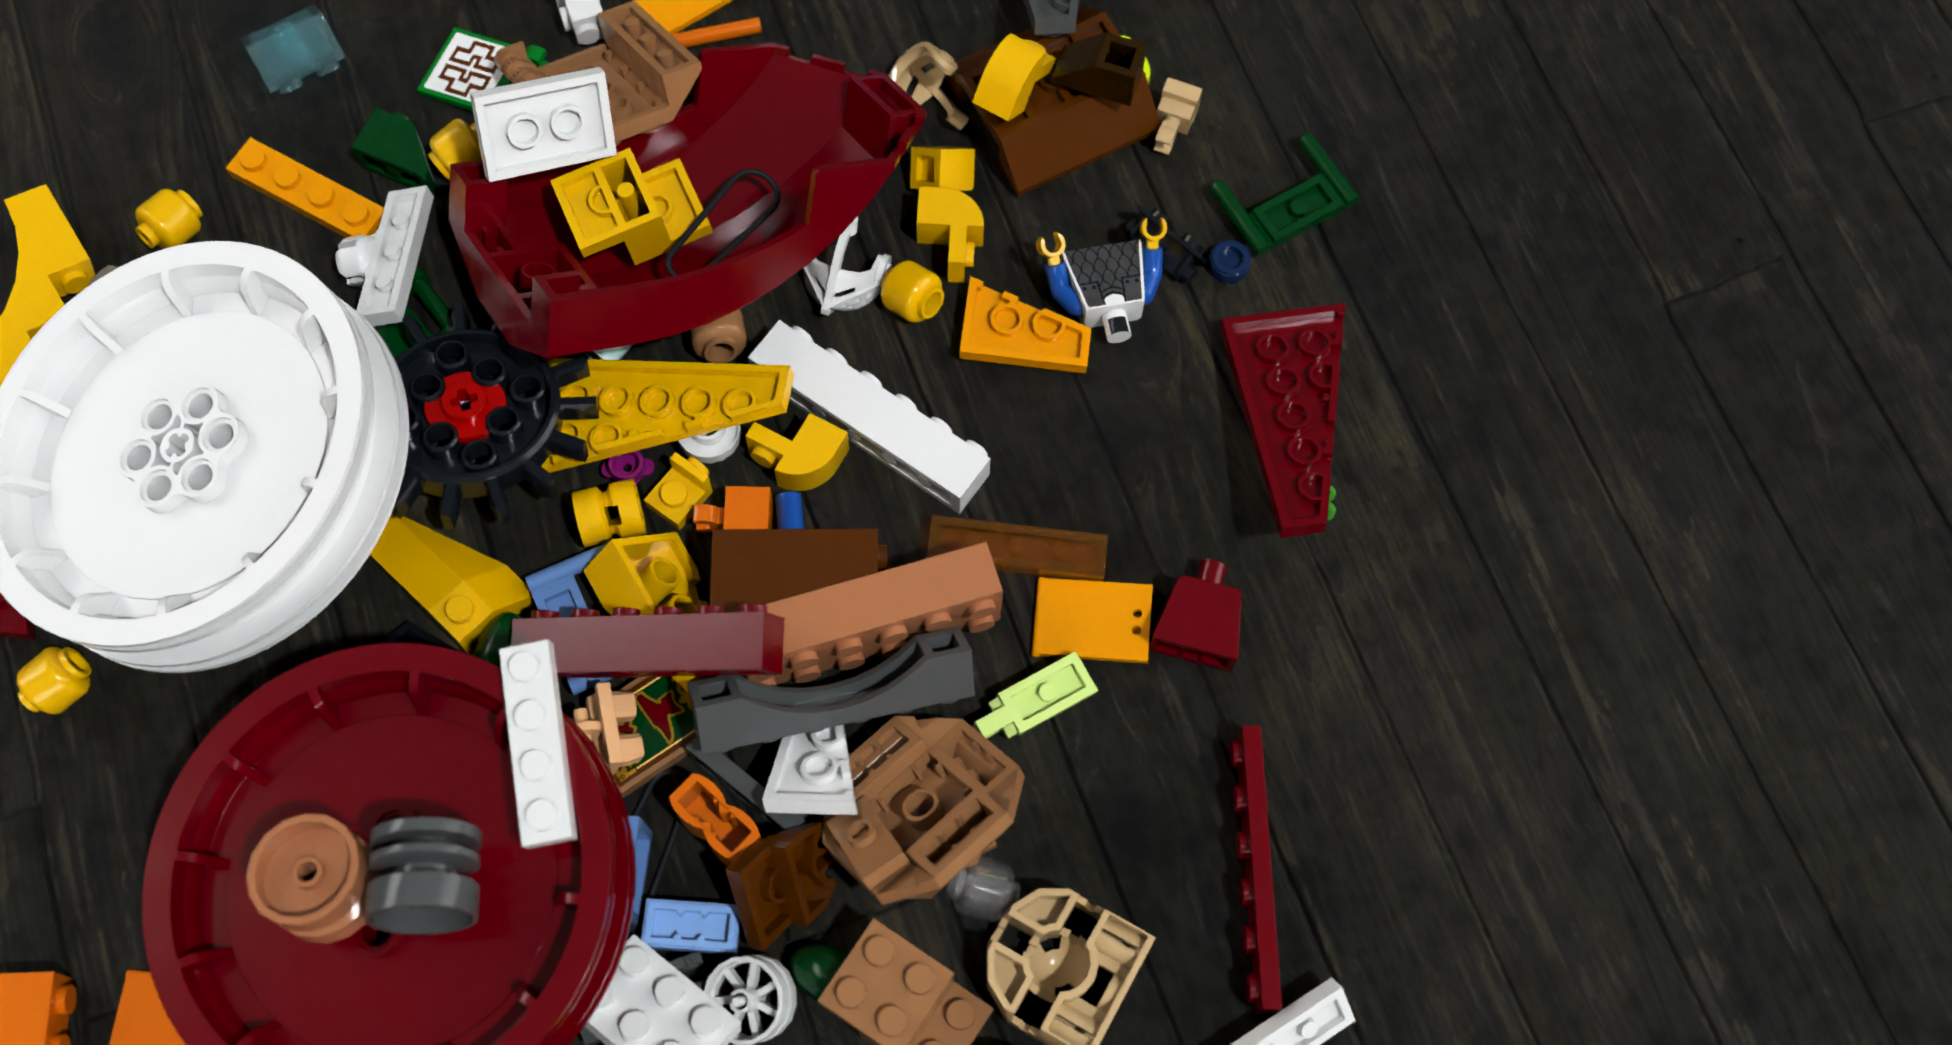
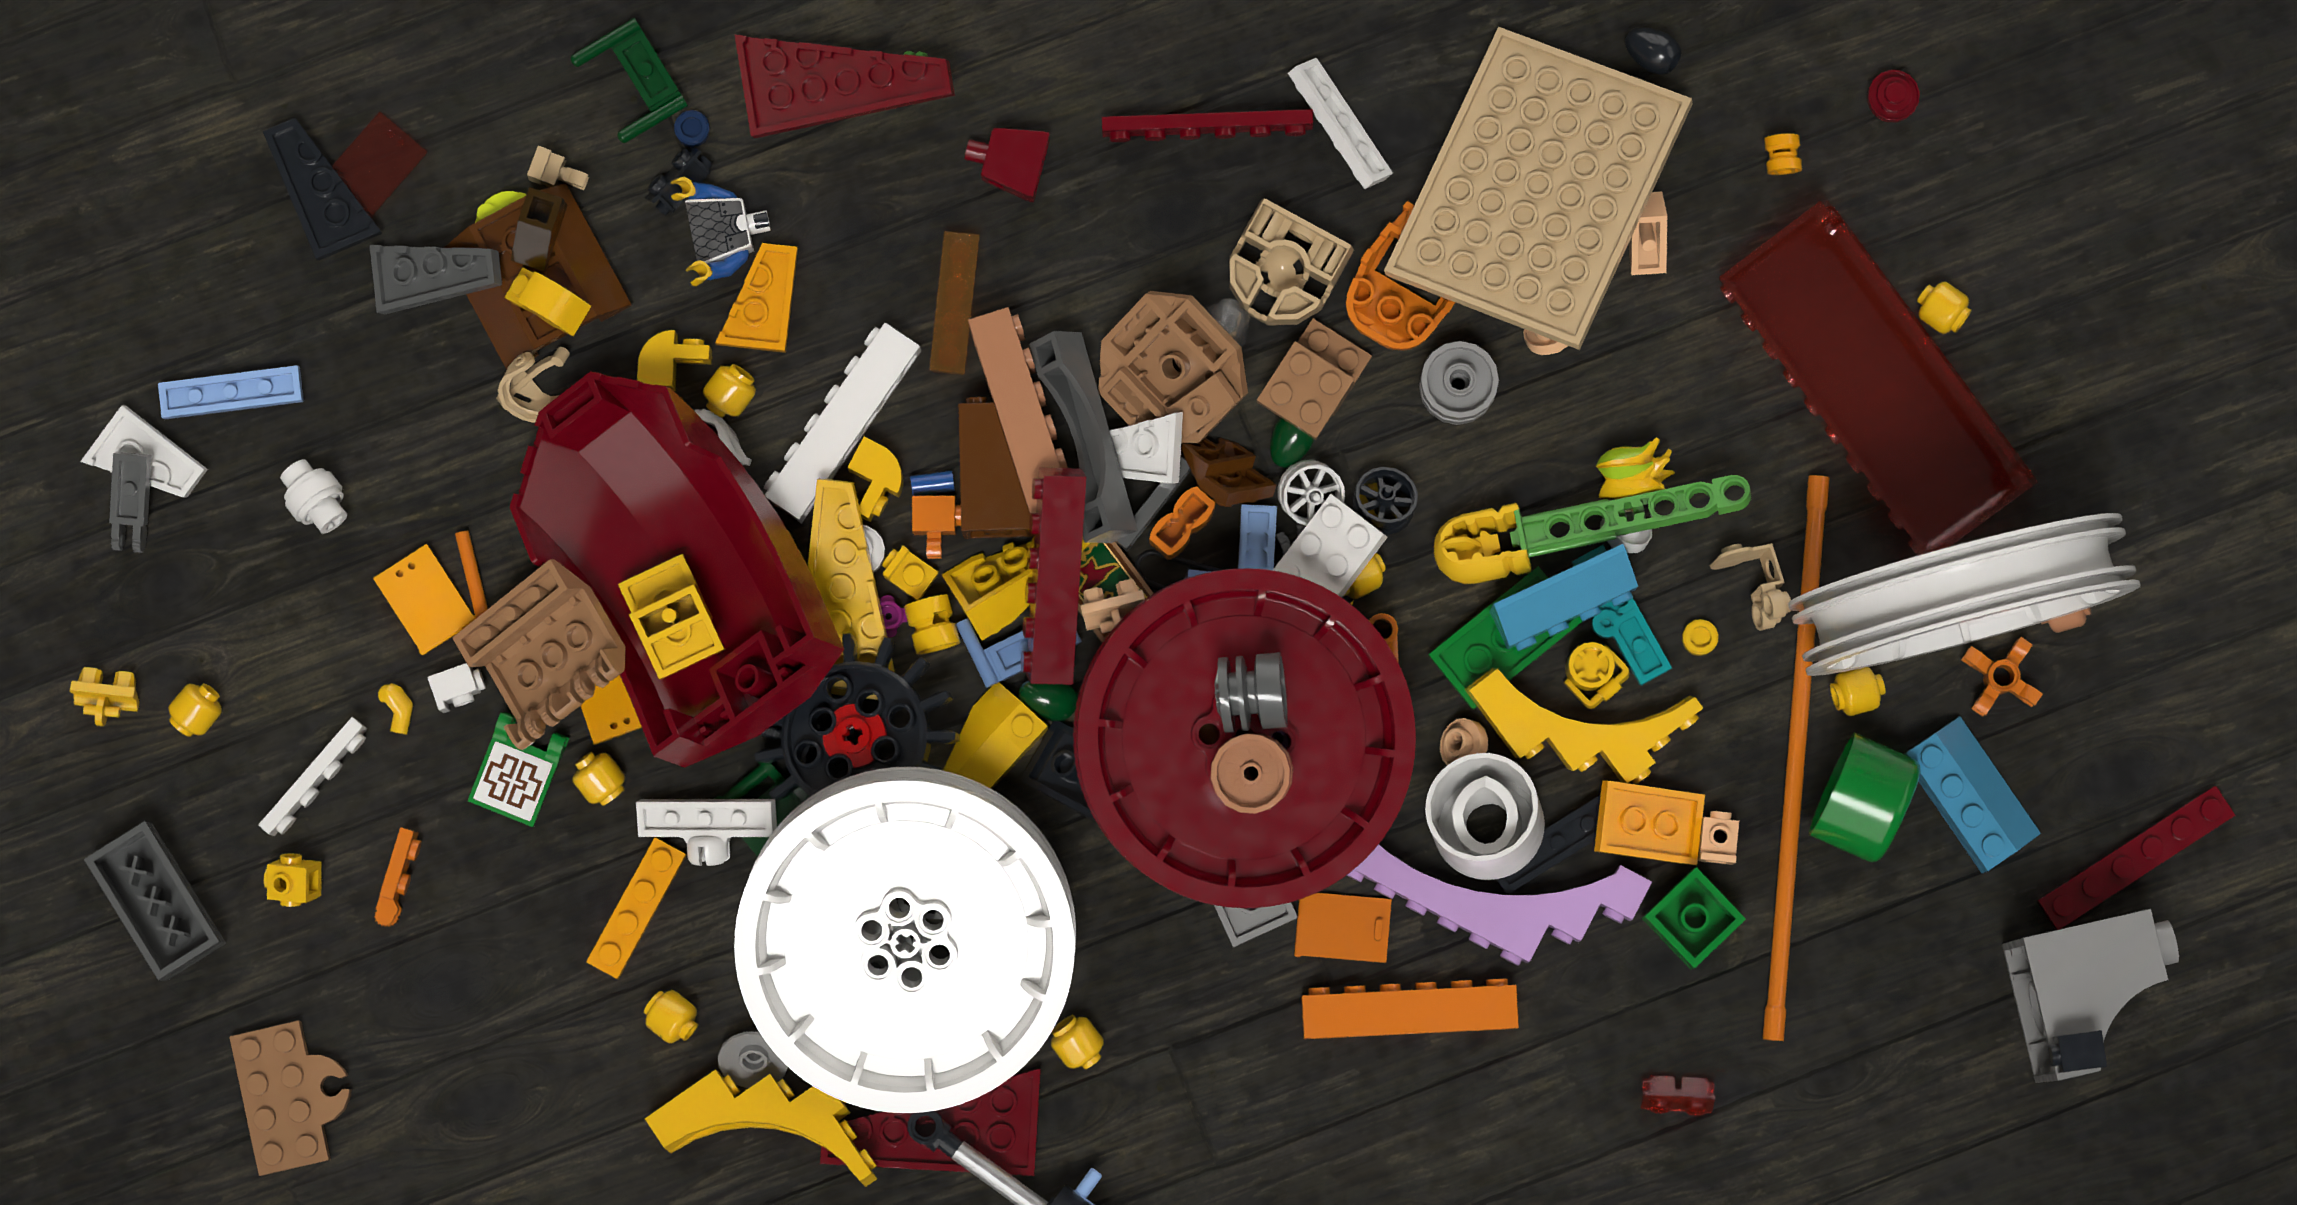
camera: 85 degrees left, 15 degrees up
(294, 49) = (495, 936): clear light blue slope -> none
(394, 150) = (600, 831): dark green slope -> none
(537, 744) = (1154, 625): white plate -> none
(543, 123) = (627, 674): white plate -> none
(712, 204) = (675, 558): black piece -> none
(942, 167) = (610, 359): yellow panel -> none
(1037, 698) = (1078, 287): yellowish green hinge -> none
(1092, 620) = (1011, 245): light orange container -> none

